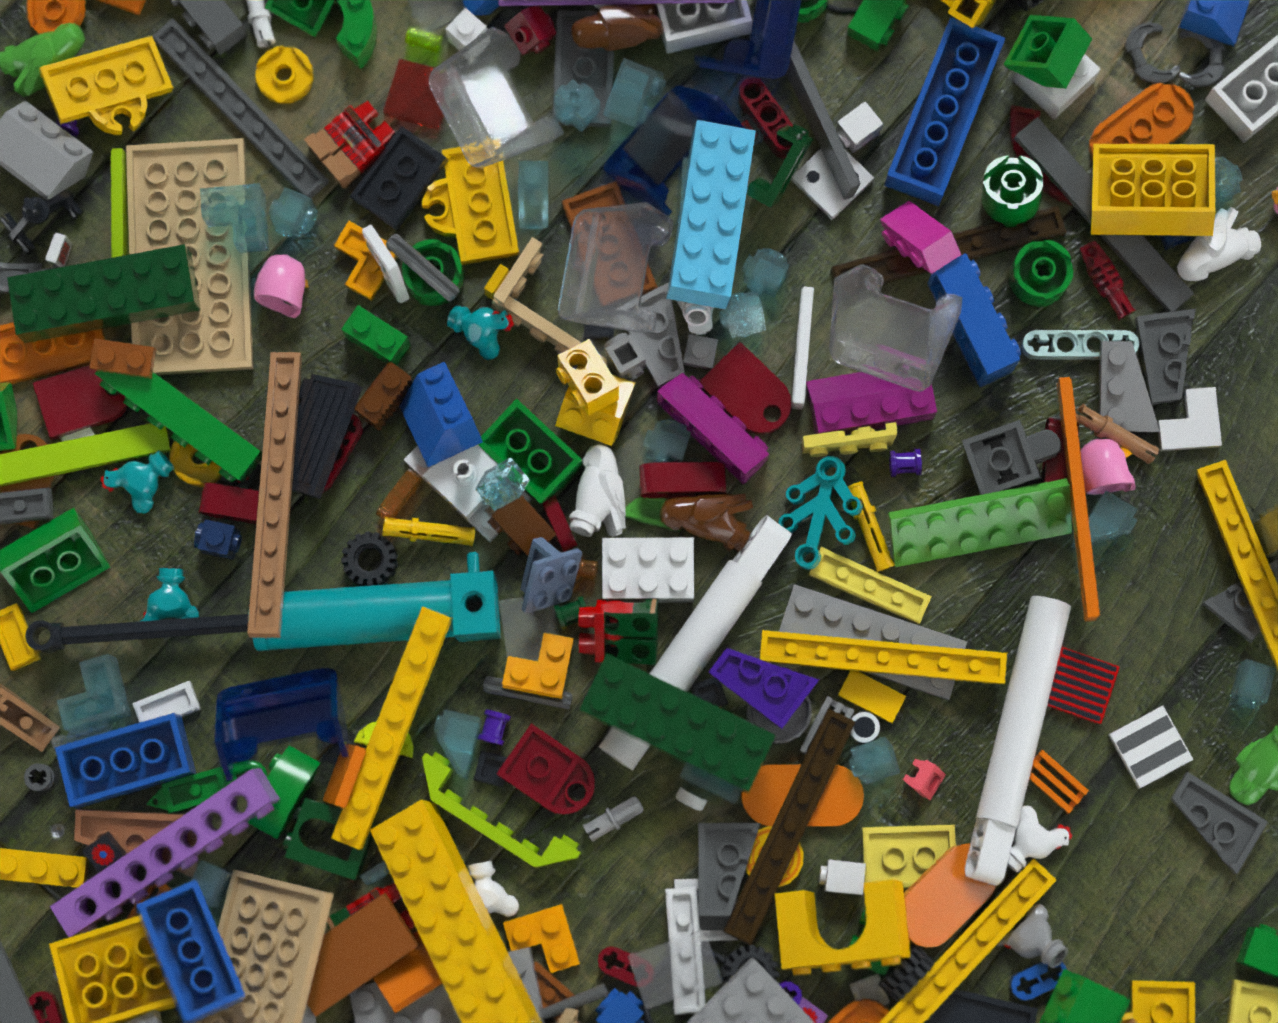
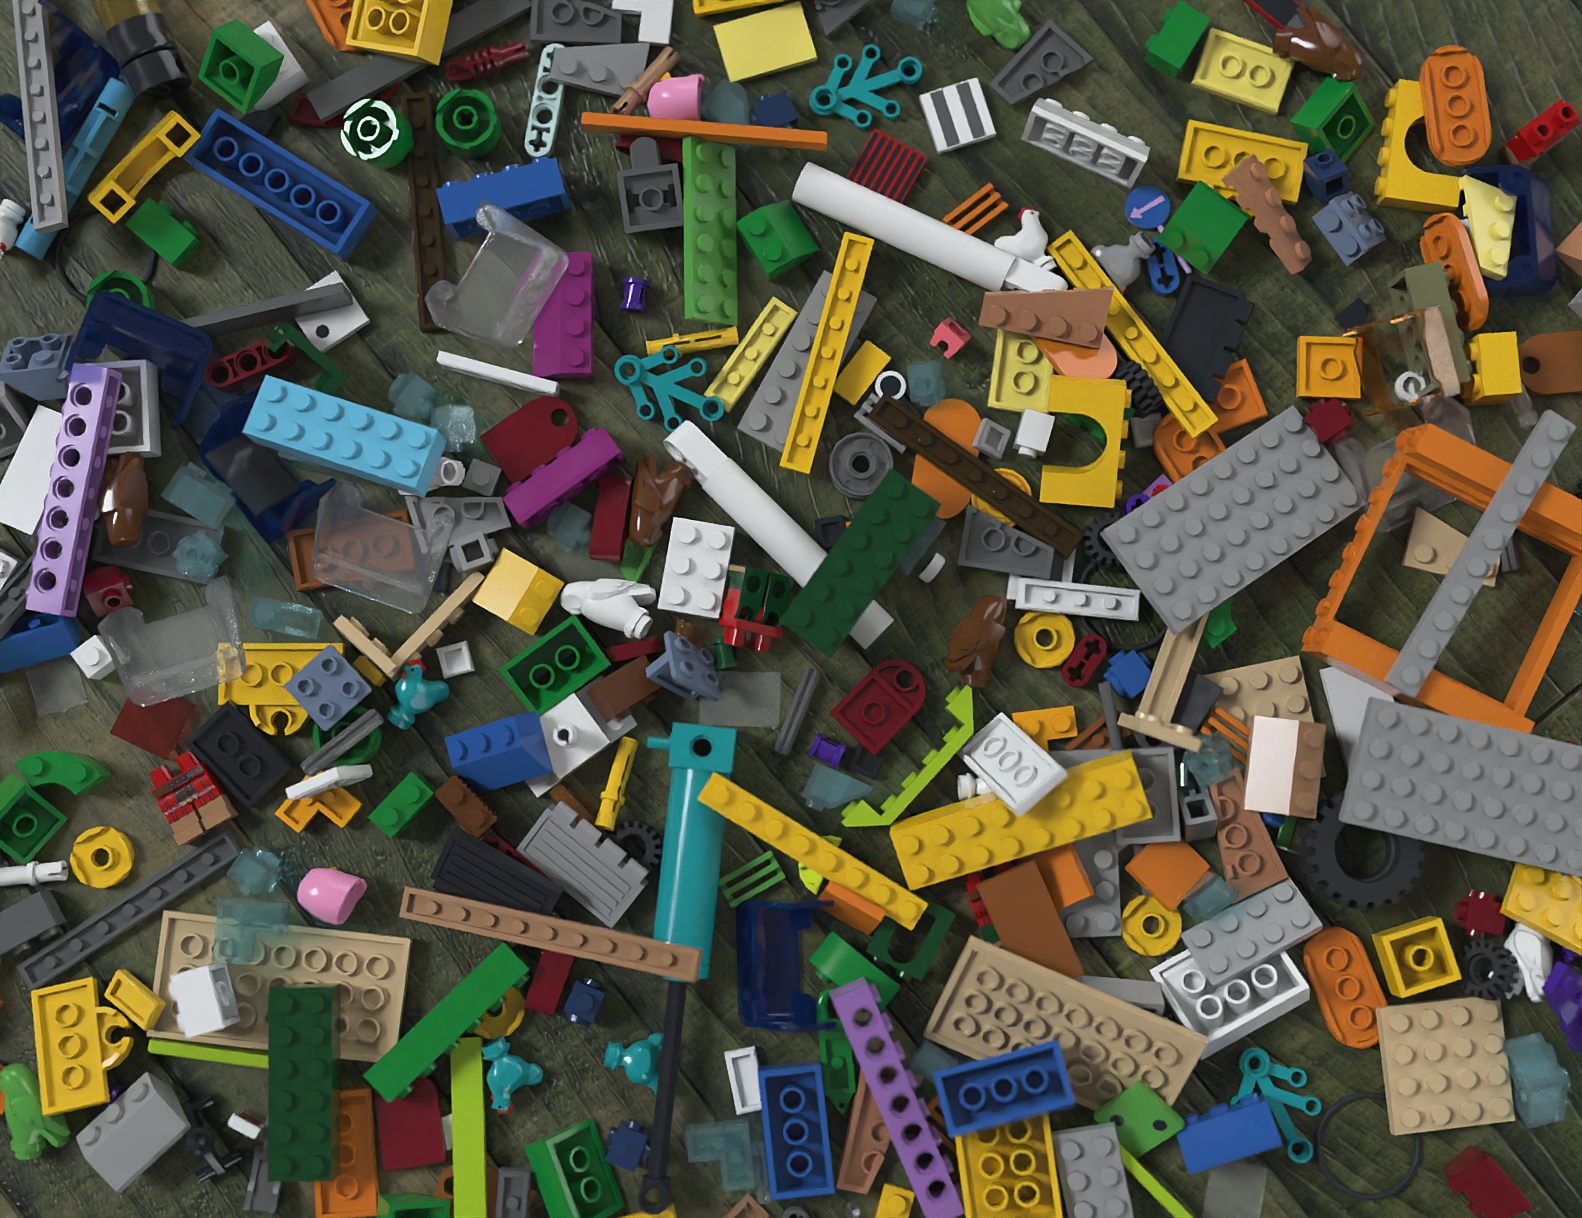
camera: 80 degrees left, 5 degrees up
(88, 604) = (628, 1145): none -> dark blue brick
(104, 851) = (884, 1164): black tile -> none
(122, 358) = (378, 1070): dark orange plate -> none
(157, 128) = (134, 999): none -> yellow tile
(165, 189) = (204, 999): none -> white brick
(342, 657) = (729, 891): none -> bright green tile
(346, 512) = (583, 865): none -> light grey hinge
(375, 874) = (953, 892): clear light blue tile -> none
(423, 39) = (94, 704): clear neon green pin -> none
(472, 245) = (328, 687): none -> sand blue bracket
(502, 484) = (585, 698): clear light blue brick -> none
(507, 907) = (1011, 764): none -> white tile
(522, 359) = (455, 659): none -> white tile
(543, 676) = (784, 689): light orange plate -> none
(593, 375) = (490, 585): yellow brick -> none
(613, 818) = (936, 645): light grey axle -> none
(625, 856) = (977, 641): none -> reddish brown animal
(626, 913) = (1031, 651): none -> yellow tile
(675, 969) = (1095, 612): clear piece -> none
(764, 686) = (835, 474): dark purple wing -> none
(830, 836) = (991, 439): none -> light grey tile
(858, 127) = (279, 274): white brick -> none
(864, 437) = (600, 375): light yellow wing -> none
(919, 237) = (409, 233): dark pink brick -> none
(963, 875) = (1059, 315): none -> nougat wing
(989, 590) = (776, 238): none -> green slope
(1002, 81) = (261, 121): none -> black tile
(1095, 957) = (1149, 208): none -> blue piece
(1112, 565) = (774, 112): none -> dark blue brick
(1149, 879) = (1085, 142): none -> white slope
(1158, 646) = (861, 89): none -> teal plant
(1183, 544) = (765, 43): none -> light yellow tile

